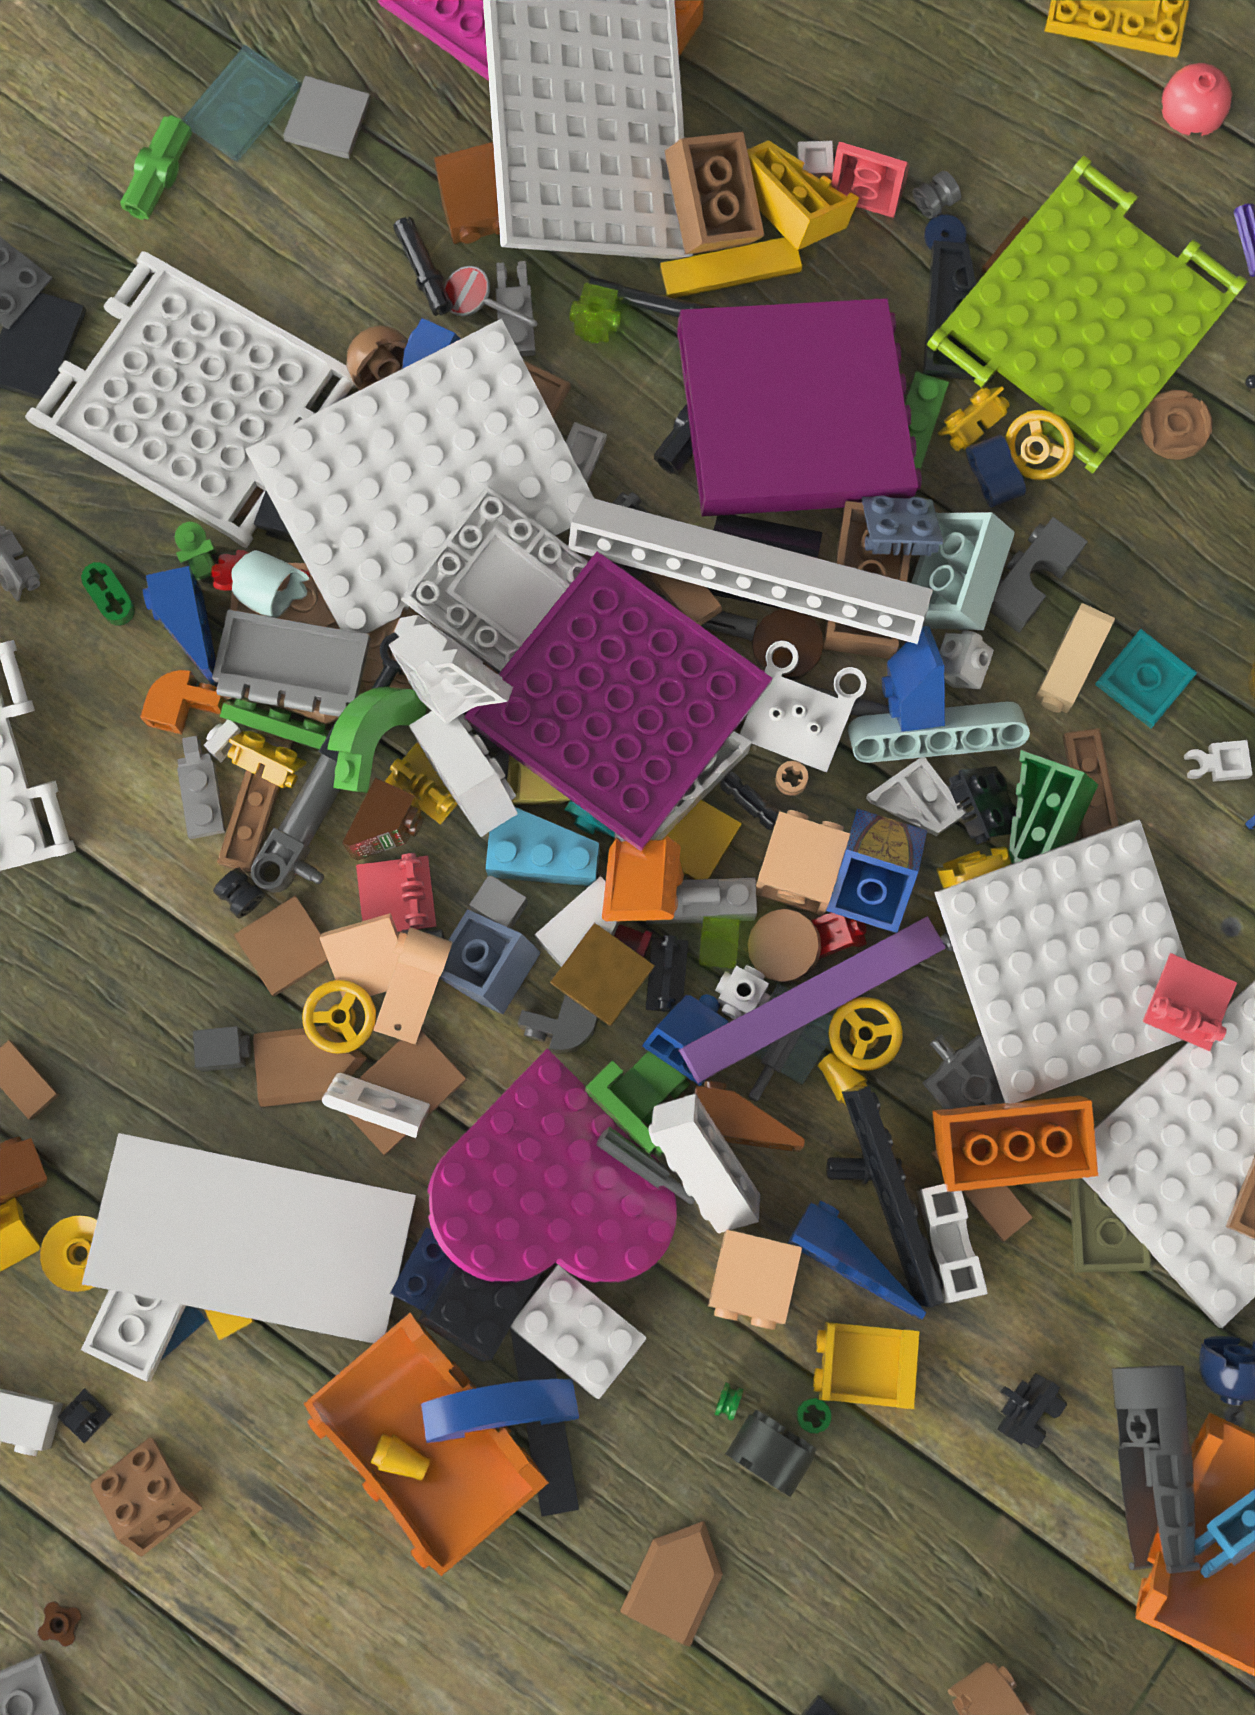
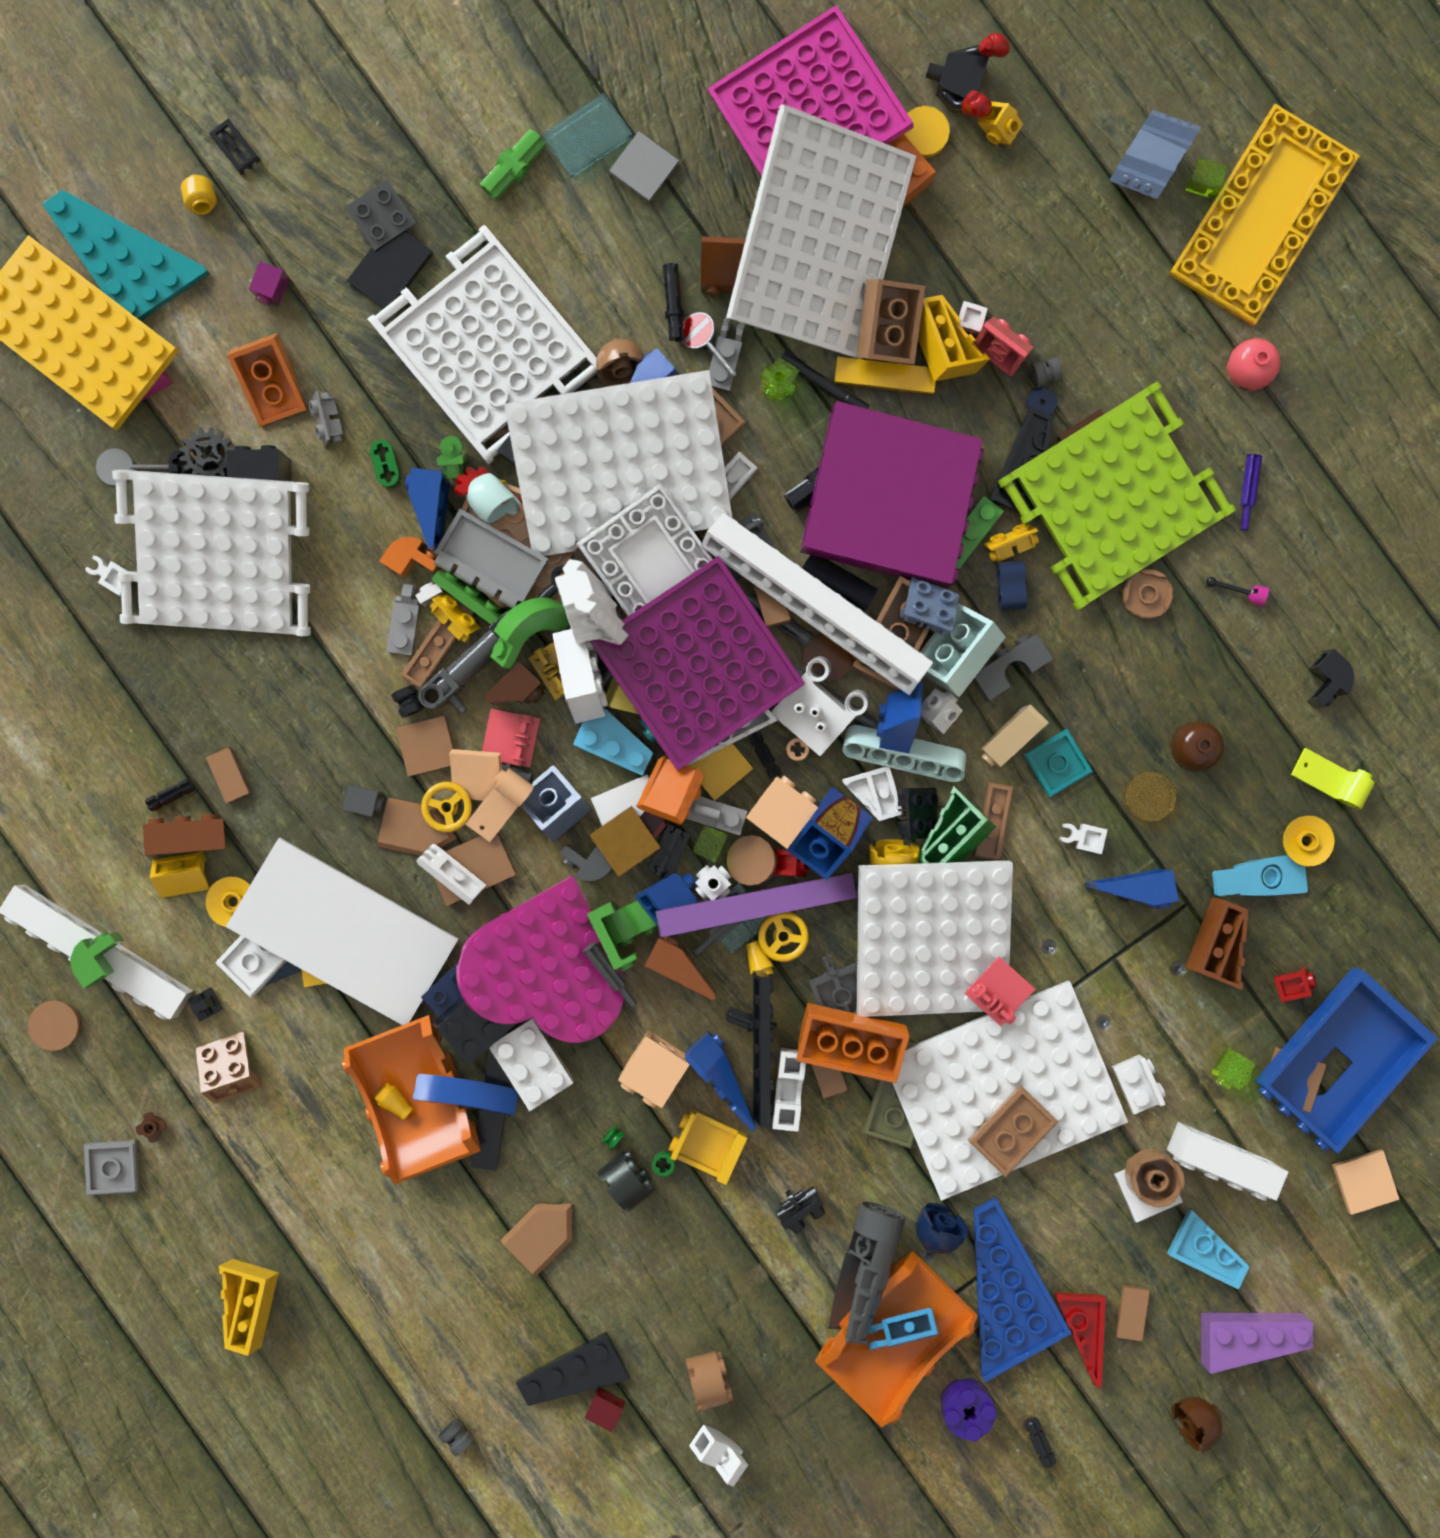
camera: 20 degrees right, 10 degrees up
(498, 902) = (574, 768): light grey panel -> none
(705, 1163) = (647, 989): white brick -> none
(1030, 455) = (1038, 584): yellow piece -> none

